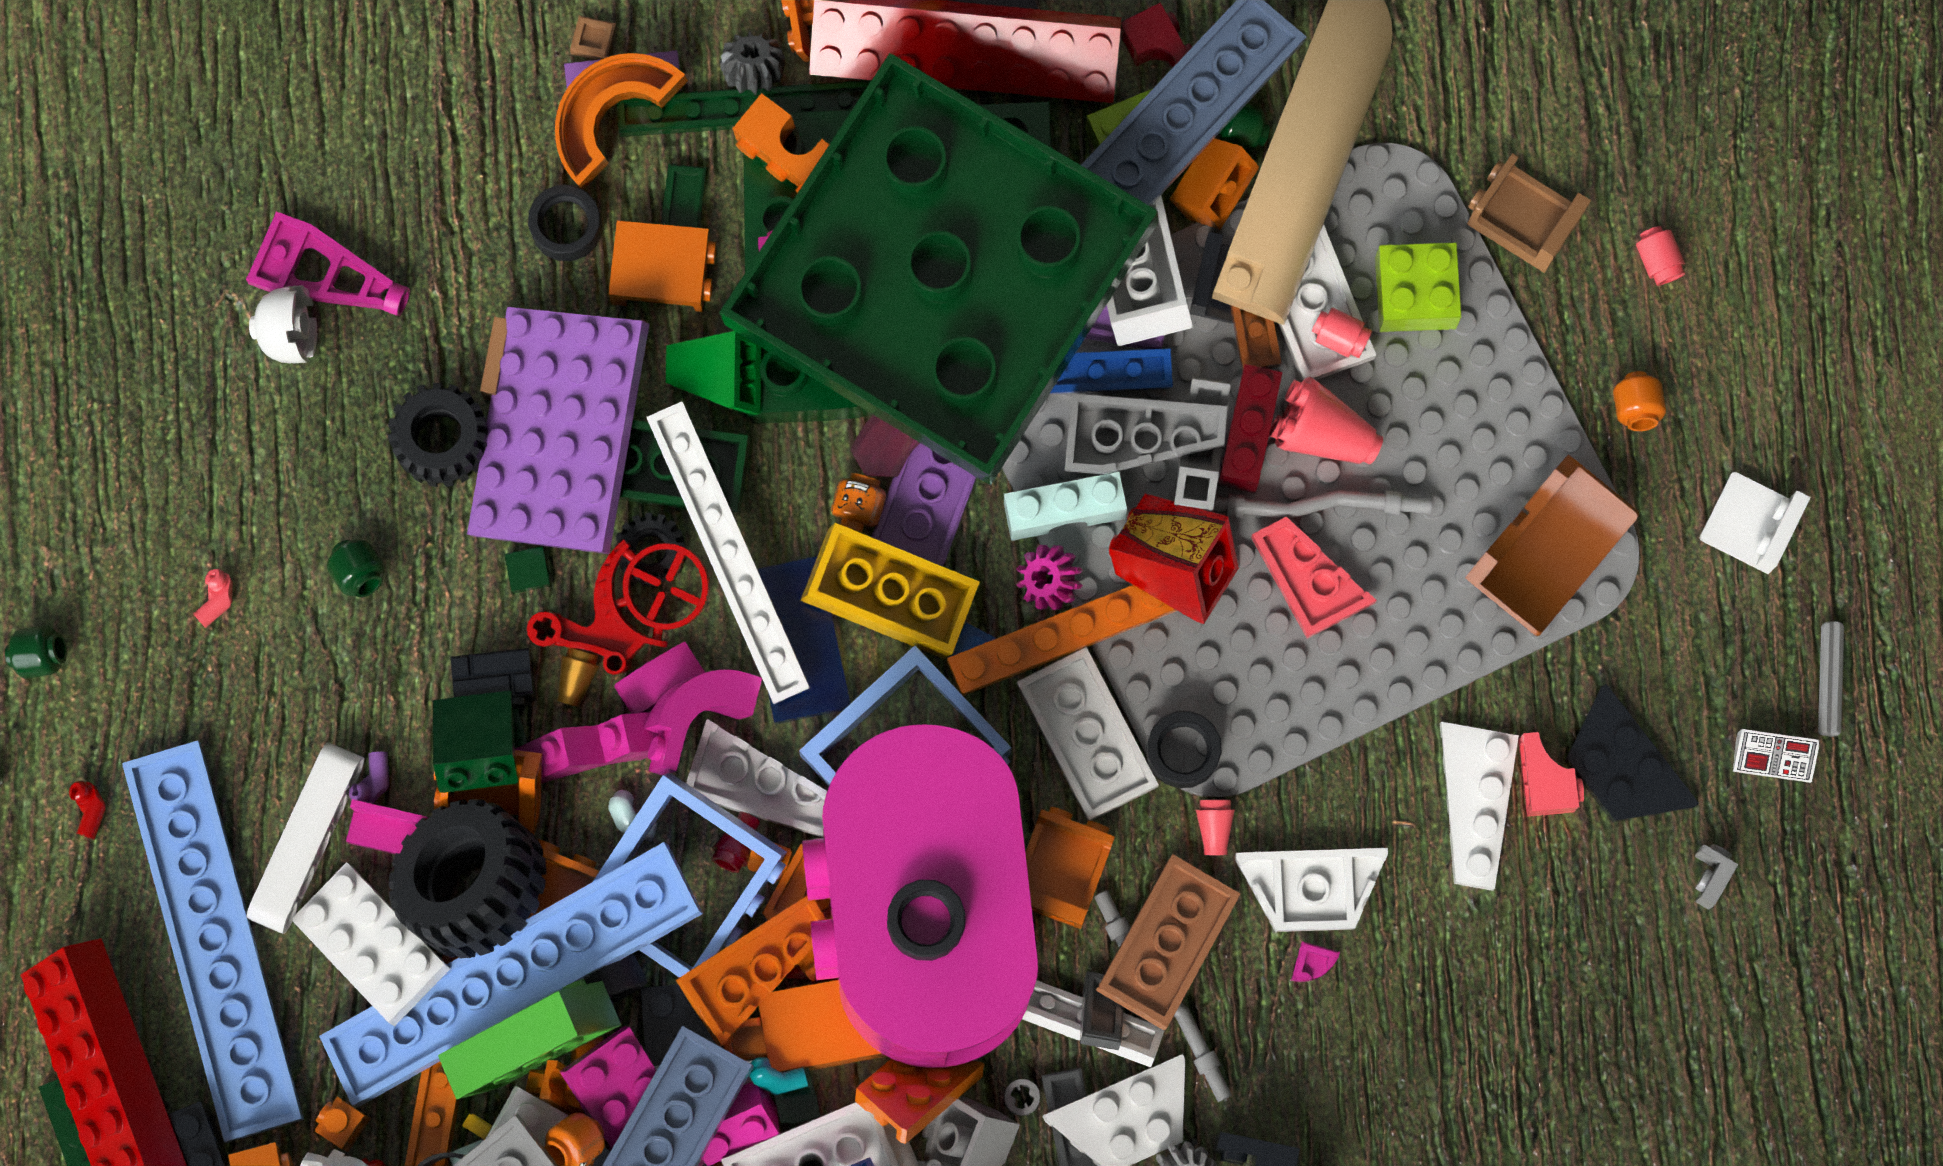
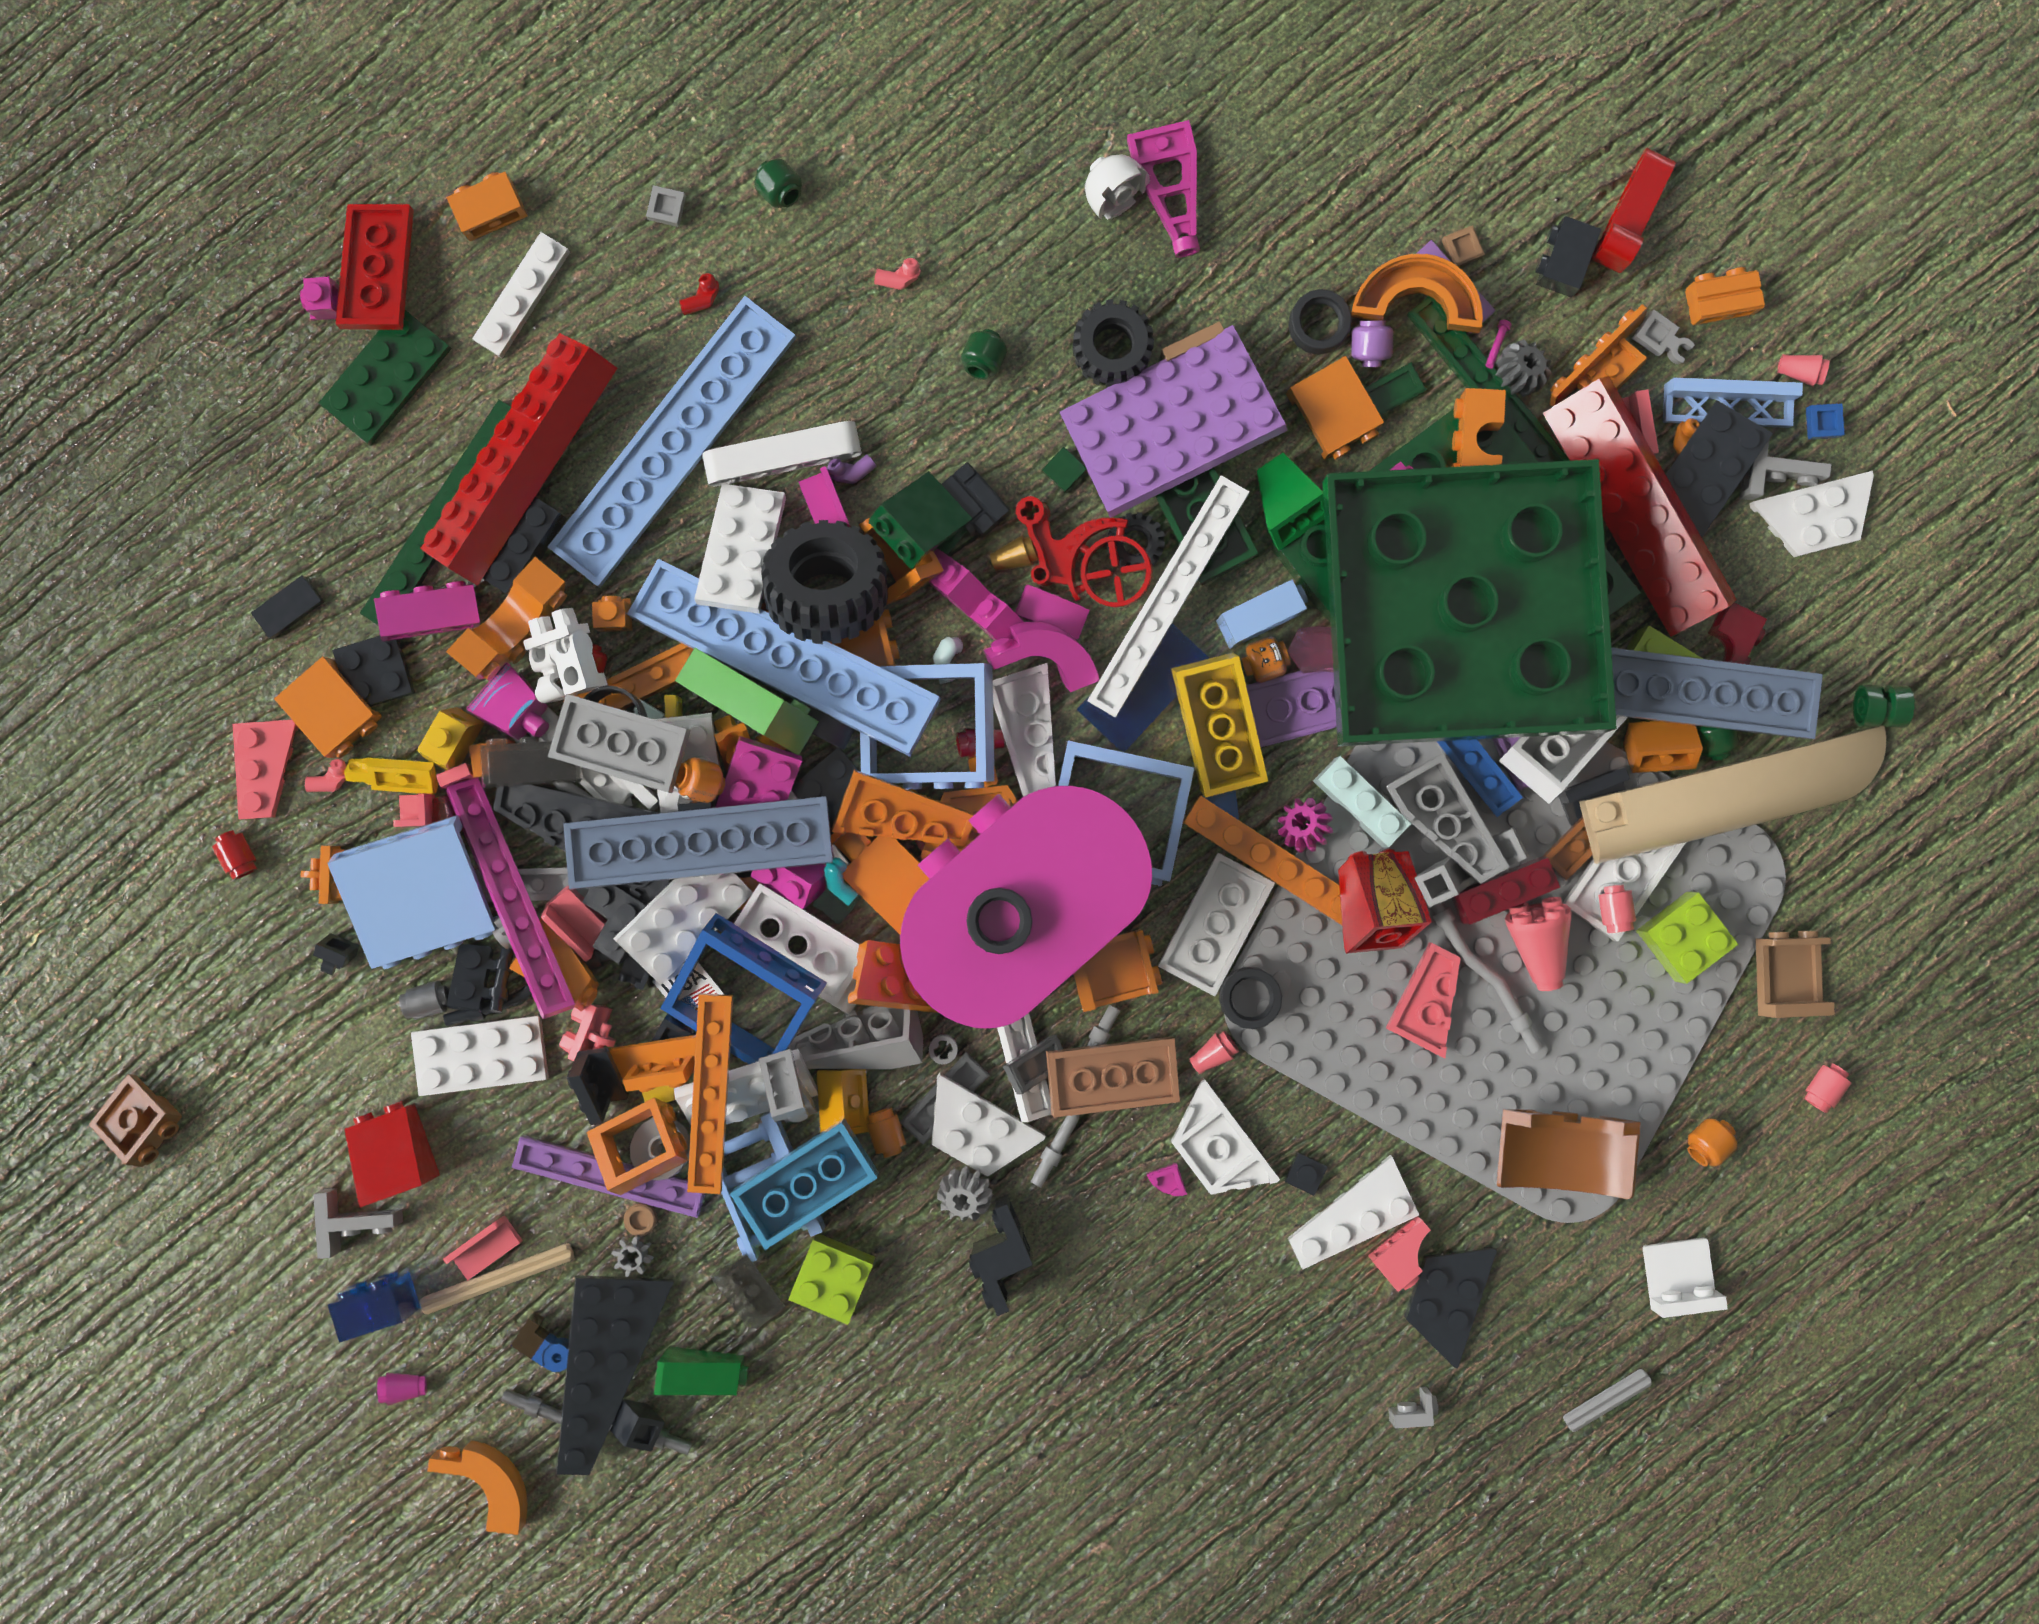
camera: 60 degrees right, 10 degrees up
(622, 187) = (1372, 343): none -> medium lavender head
(699, 53) = (1503, 327): none -> dark pink piece
(810, 474) = (1262, 613): none -> light blue window
(1400, 819) = (1305, 1173): none -> black plate
(1775, 755) = (1527, 1397): slope -> none

